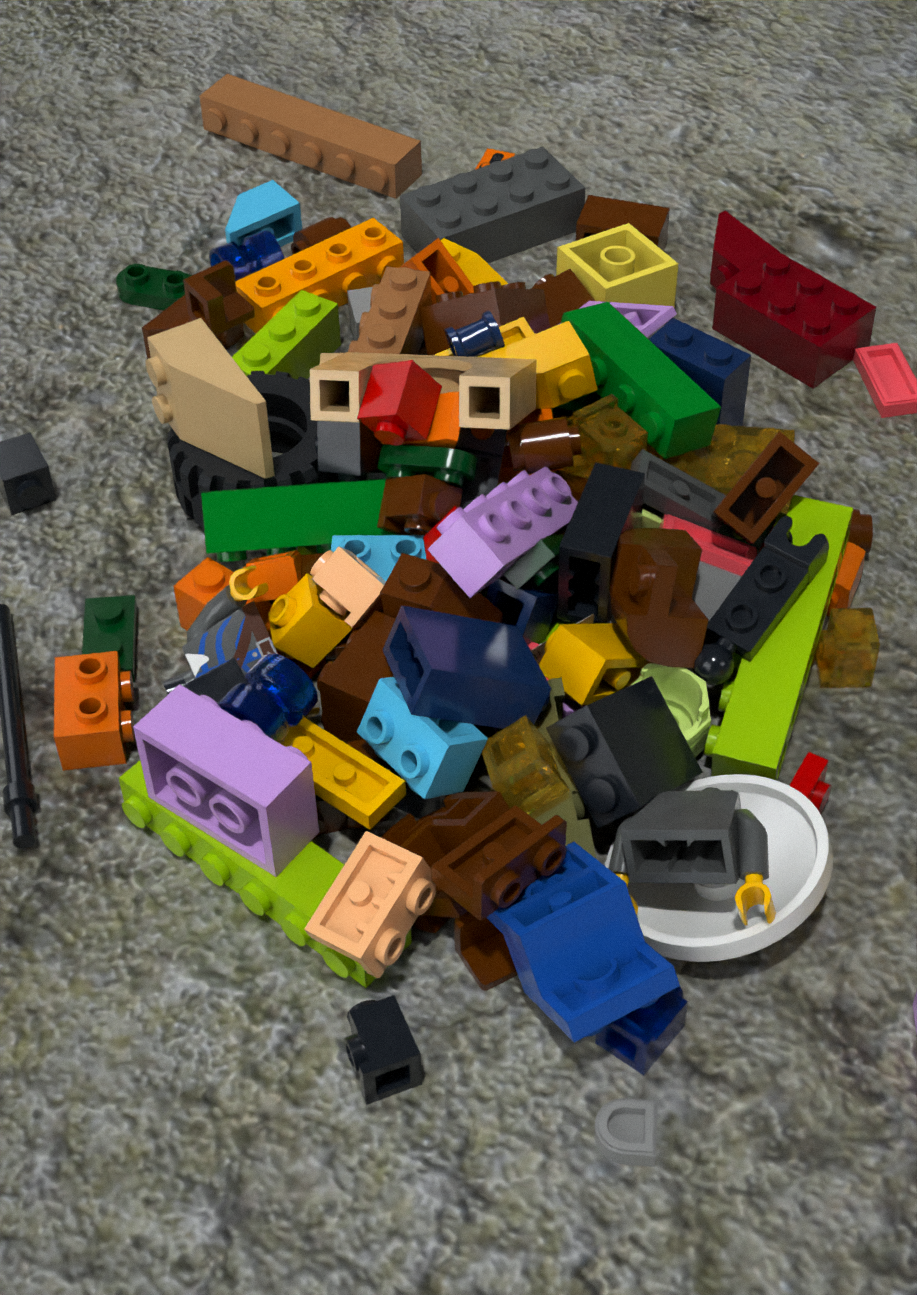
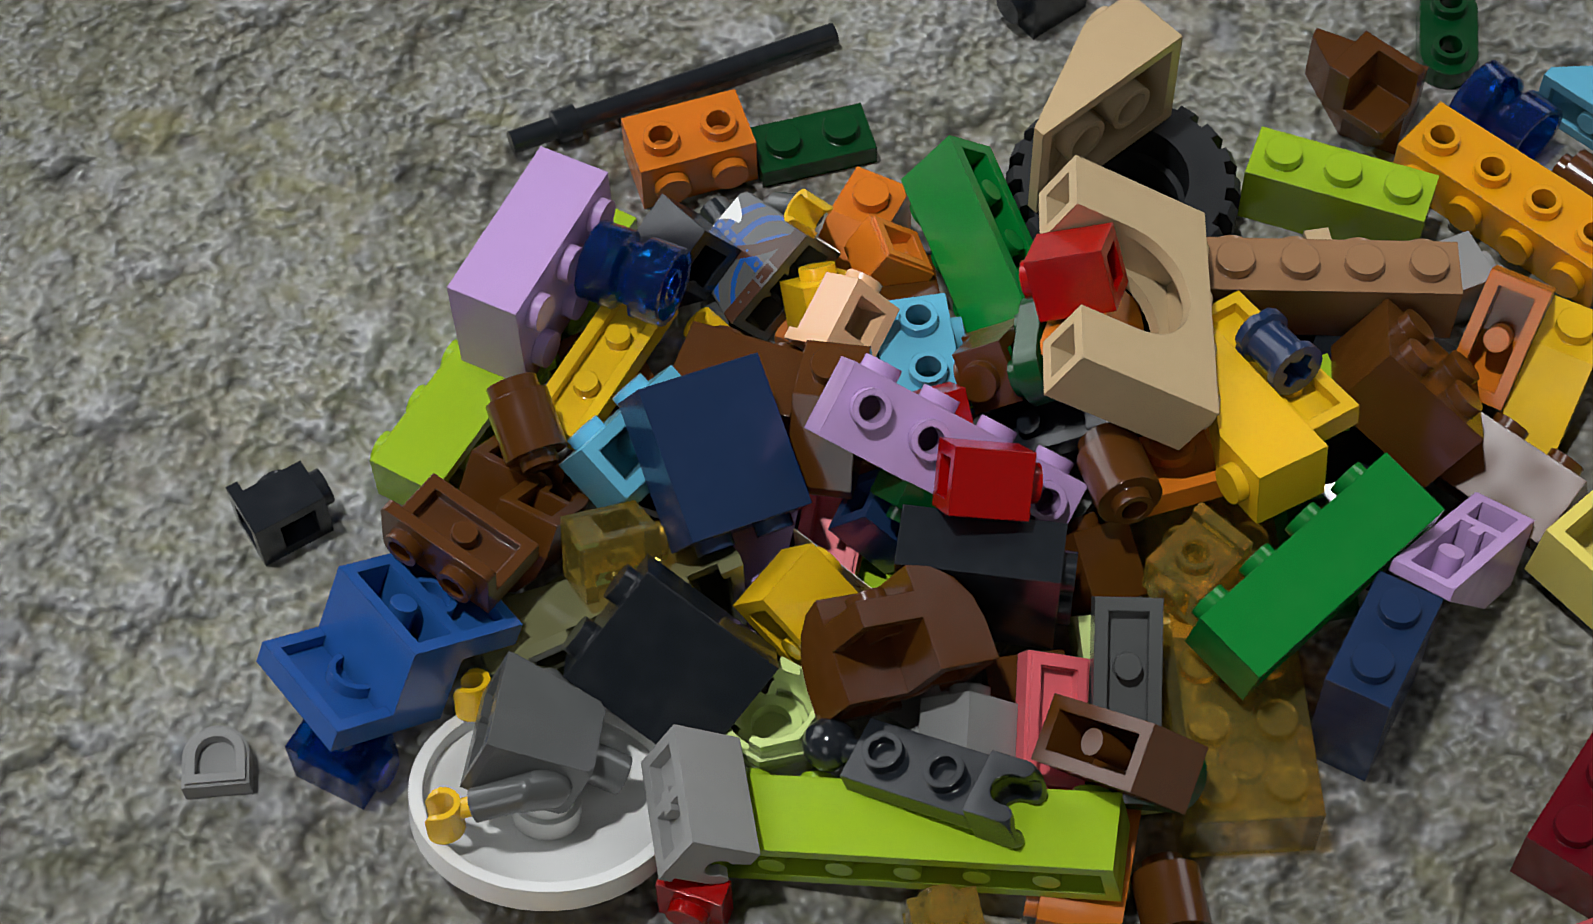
camera: 80 degrees right, 10 degrees up
(373, 903) = (406, 439): light nougat bracket -> none
(389, 802) = (525, 423): none -> reddish brown brick
(558, 488) = (986, 479): none -> red brick
(755, 751) = (698, 805): none -> light grey hinge

